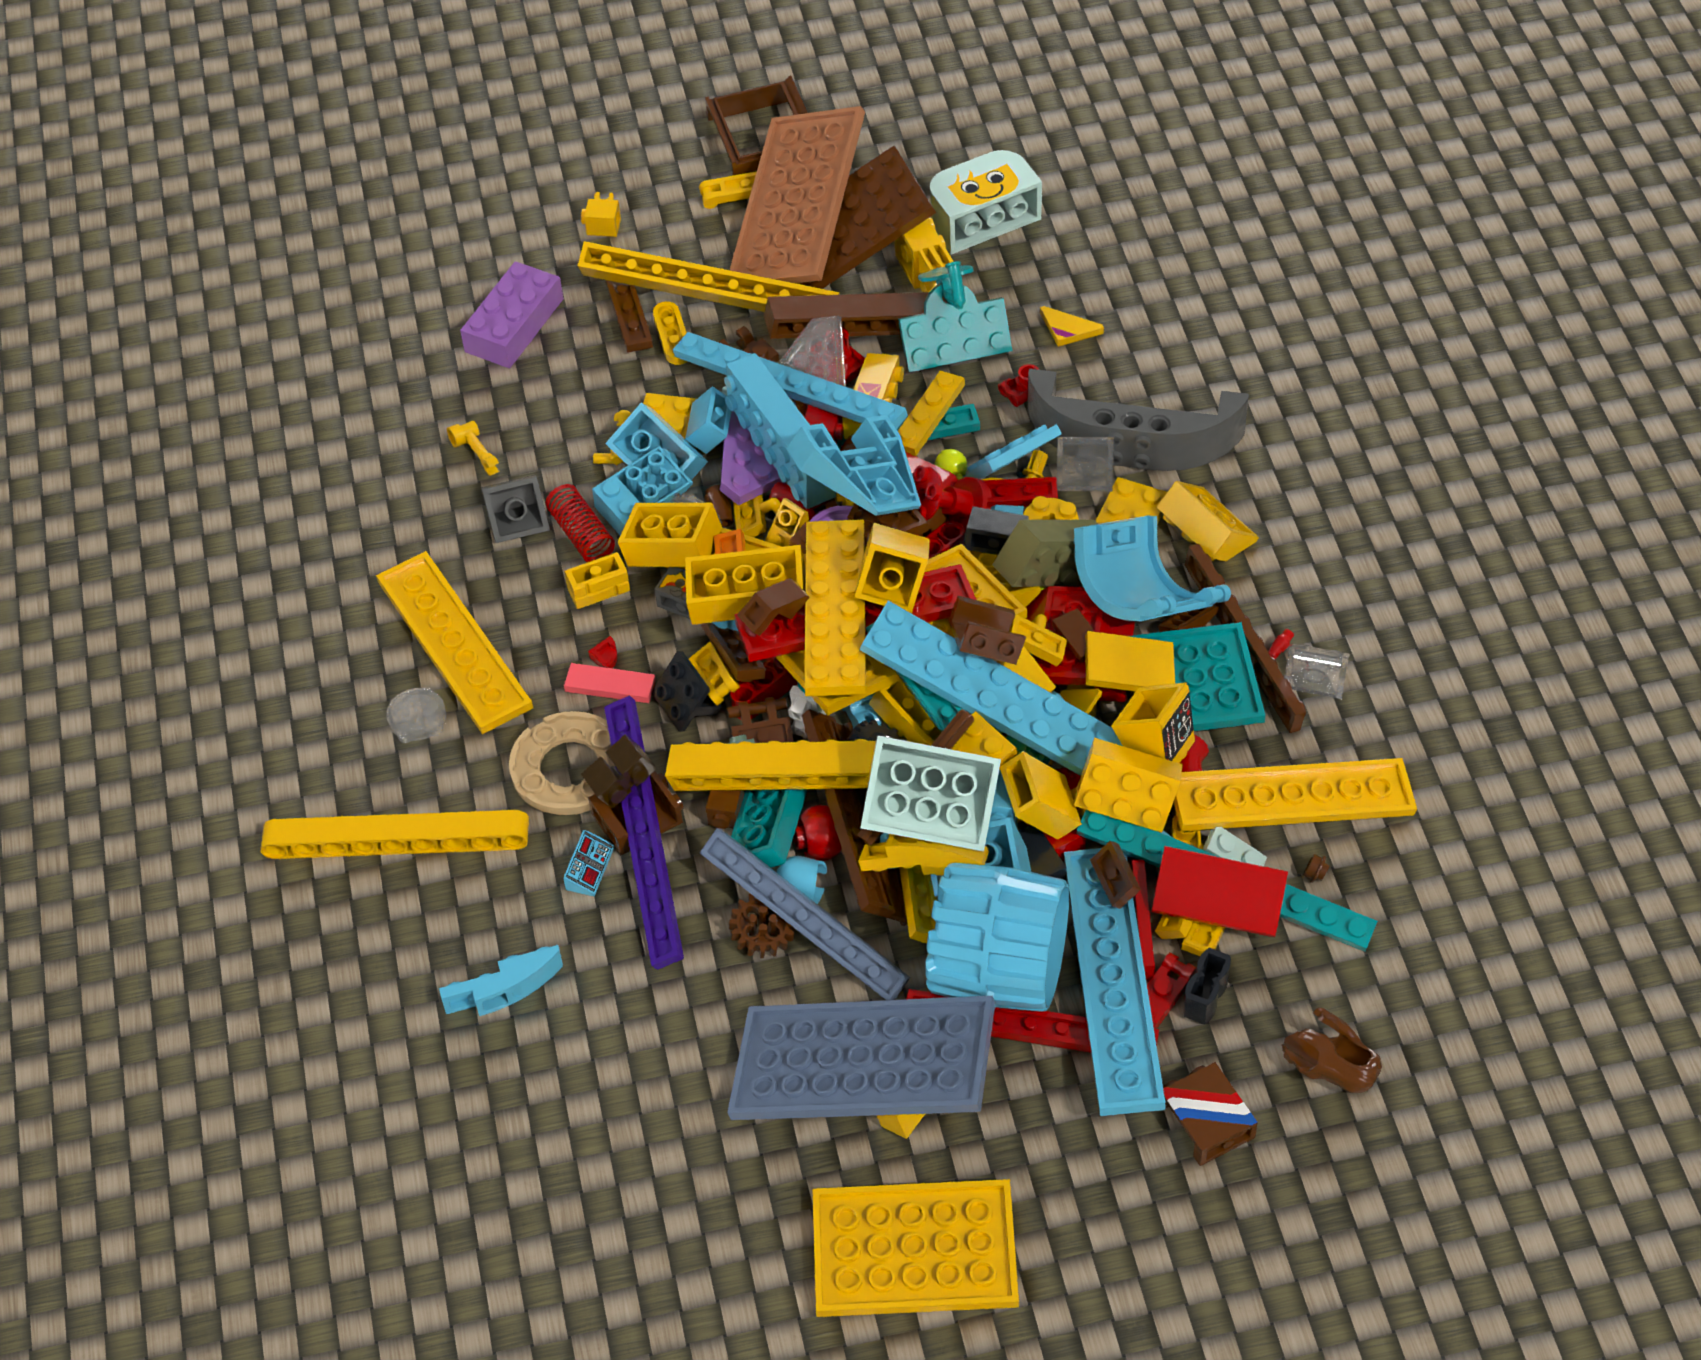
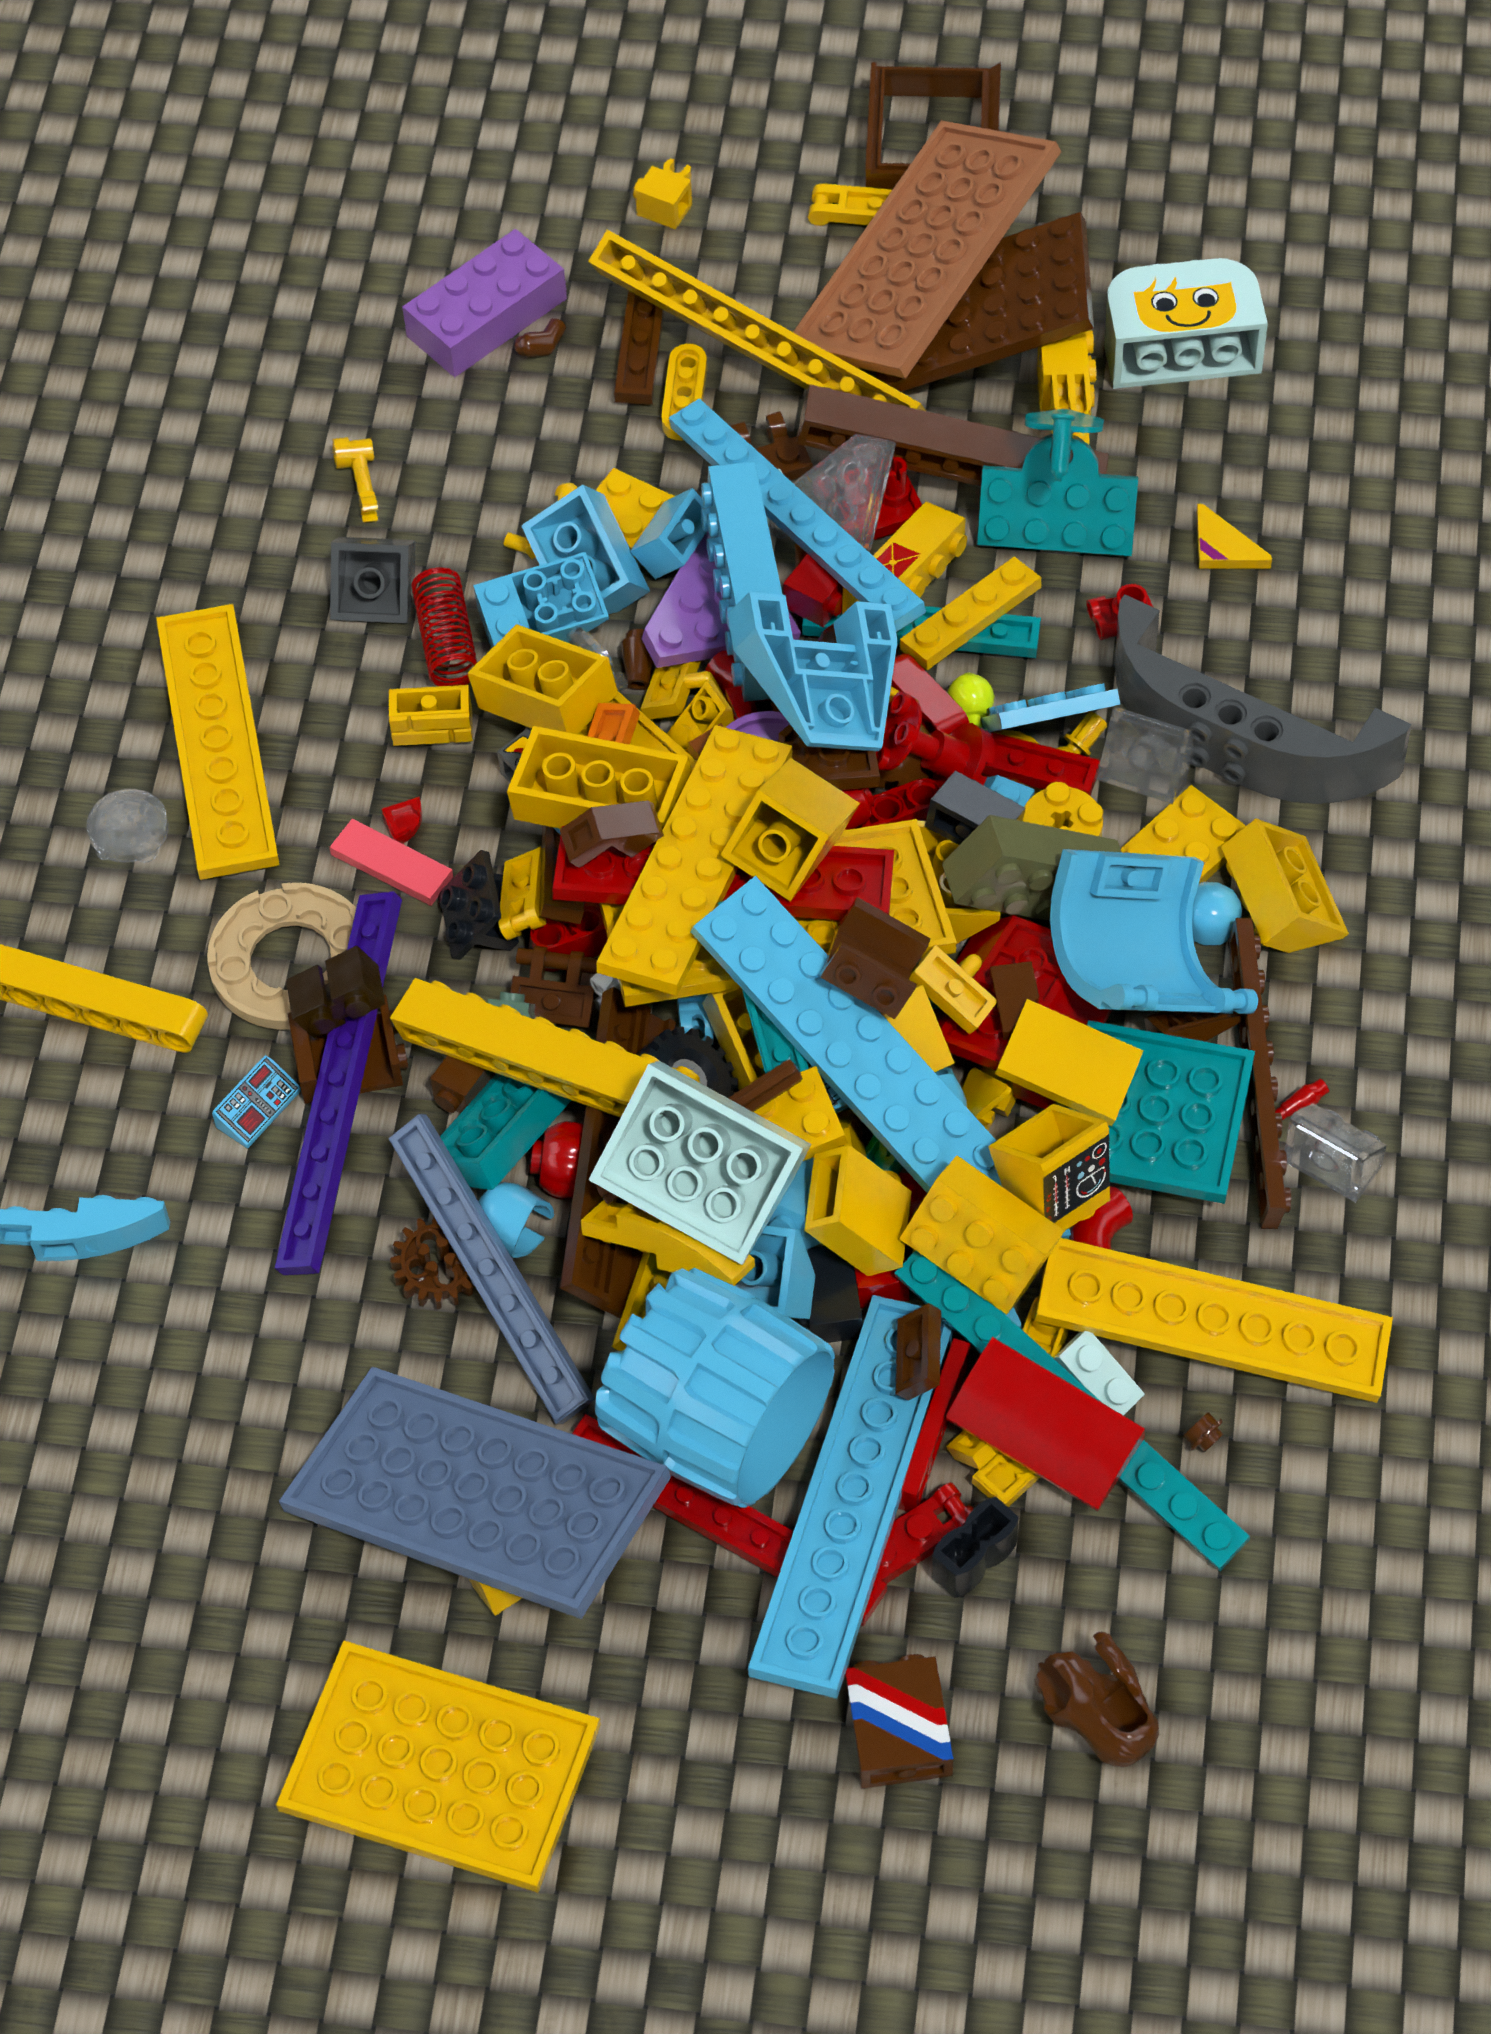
camera: 20 degrees right, 5 degrees up
(560, 329) = (540, 343): none -> reddish brown arm
(1172, 550) = (1214, 913): none -> medium azure hair

